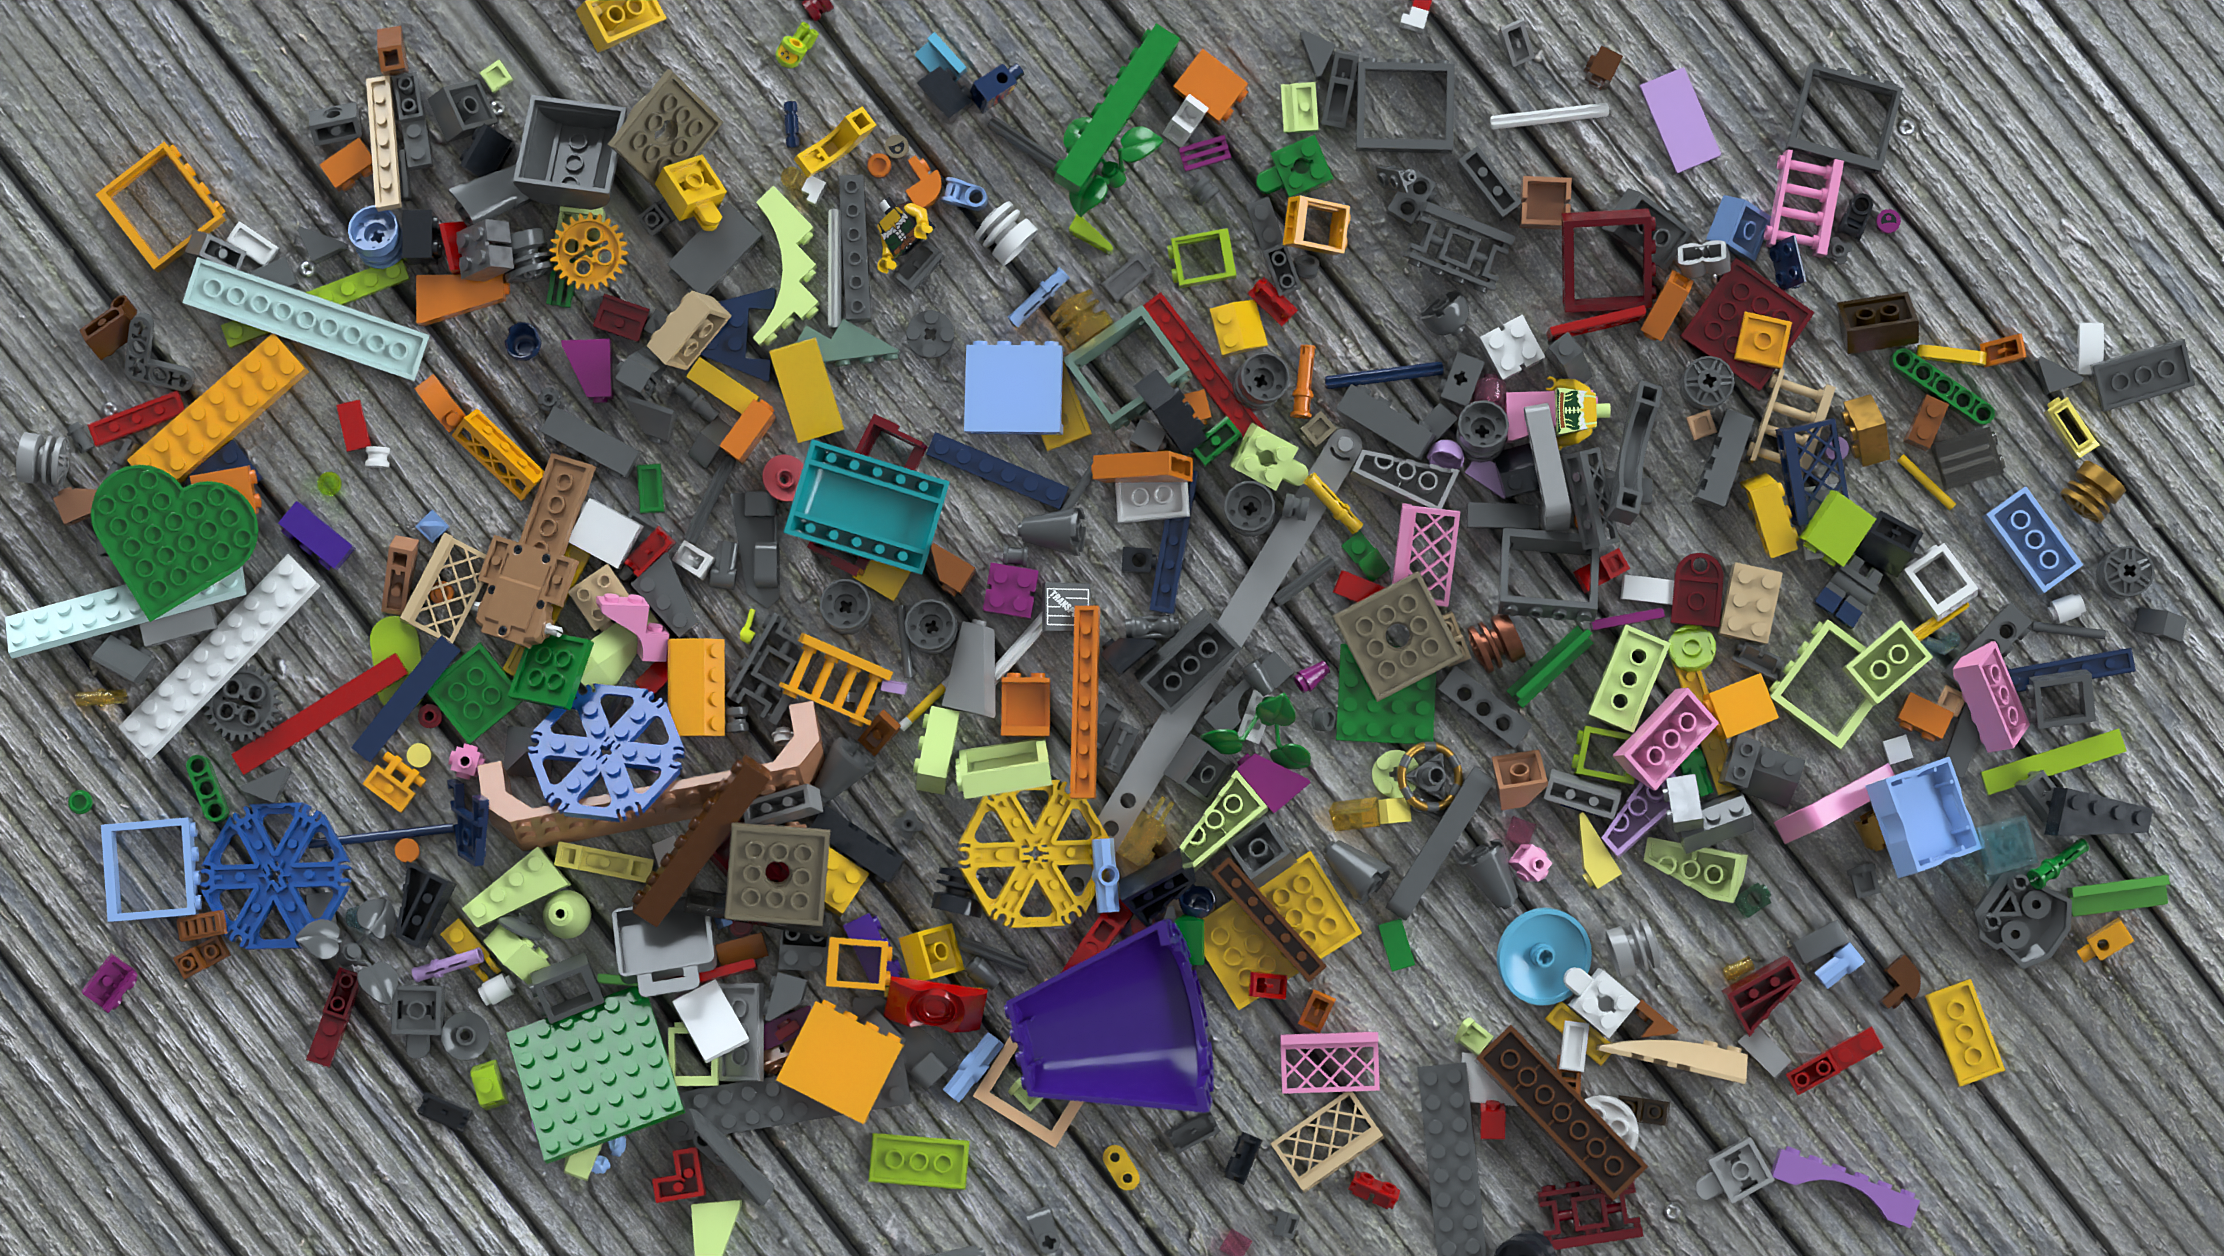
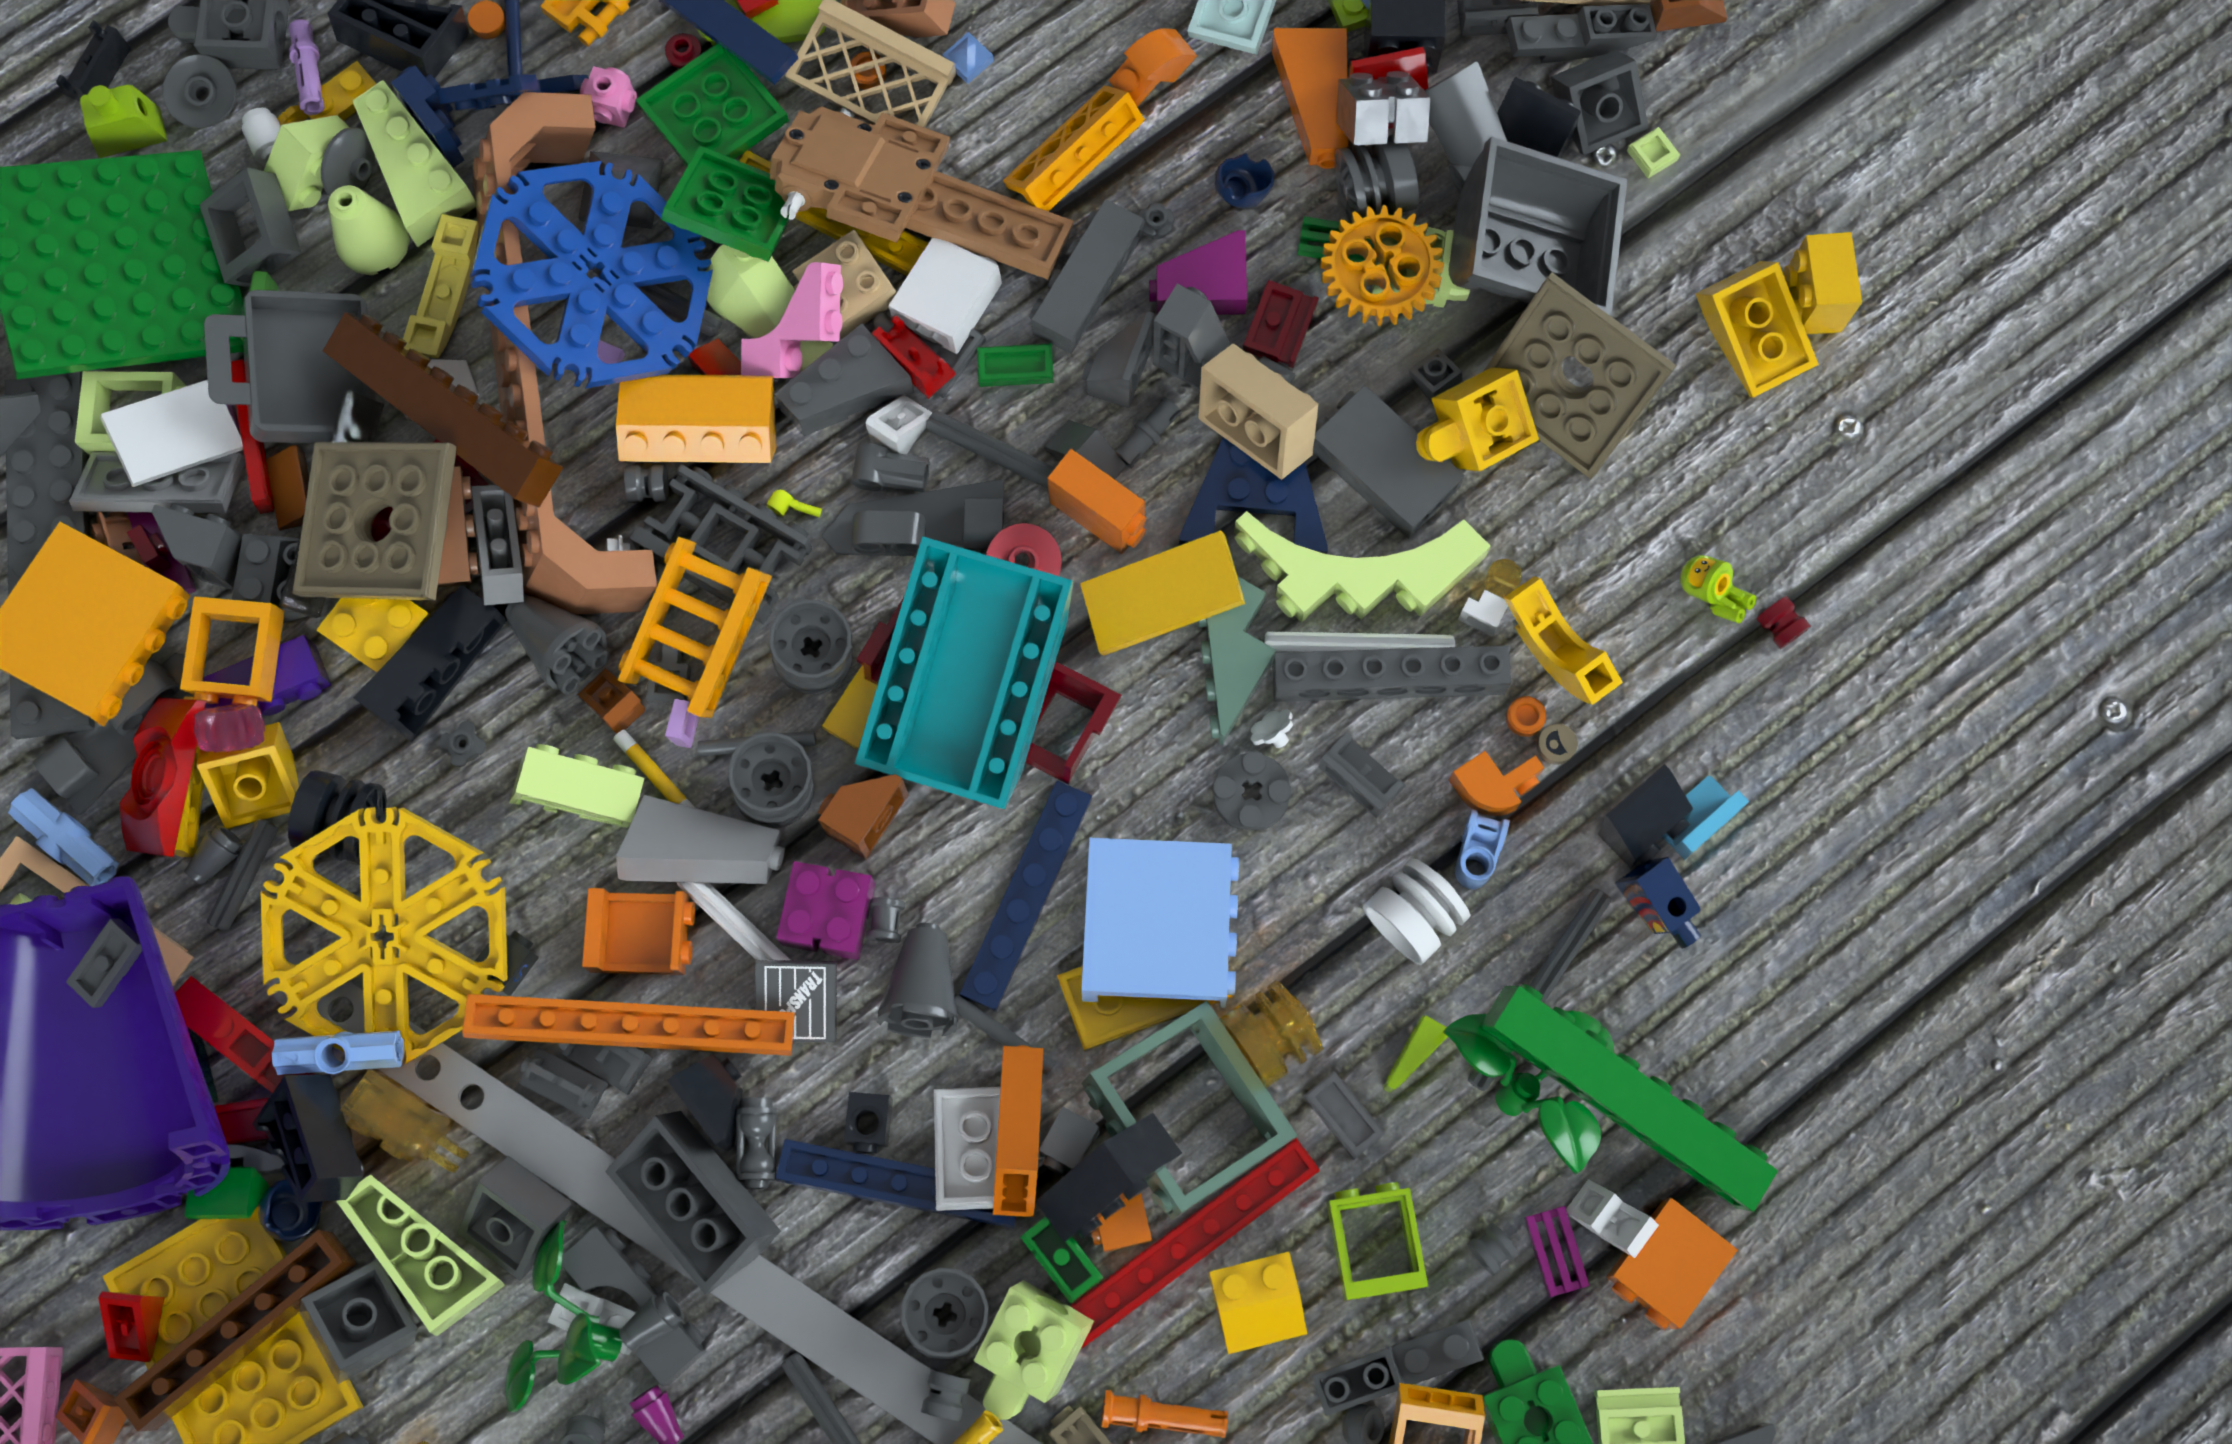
camera: 90 degrees right, 10 degrees down
(419, 755) = (626, 37): light yellow tile -> none
(478, 878) = (422, 102): none -> dark blue plate
(721, 385) = (1174, 469): yellow tile -> none
(791, 124) = (1589, 581): dark blue axle -> none
(890, 321) = (1272, 728): none -> white plant
(901, 231) = (1418, 745): torso -> none
(908, 958) = (229, 728): none -> clear pink gear
(1003, 768) = (486, 887): yellowish green window -> none
(1038, 297) = (1311, 966): light blue pin -> none
(1055, 1017) = (105, 963): none -> dark grey hinge
(1268, 299) = (1307, 1356): red hinge -> none
(1271, 781) = (481, 1341): magenta slope -> none
(1273, 379) = (1169, 1361): dark grey wheel -> none

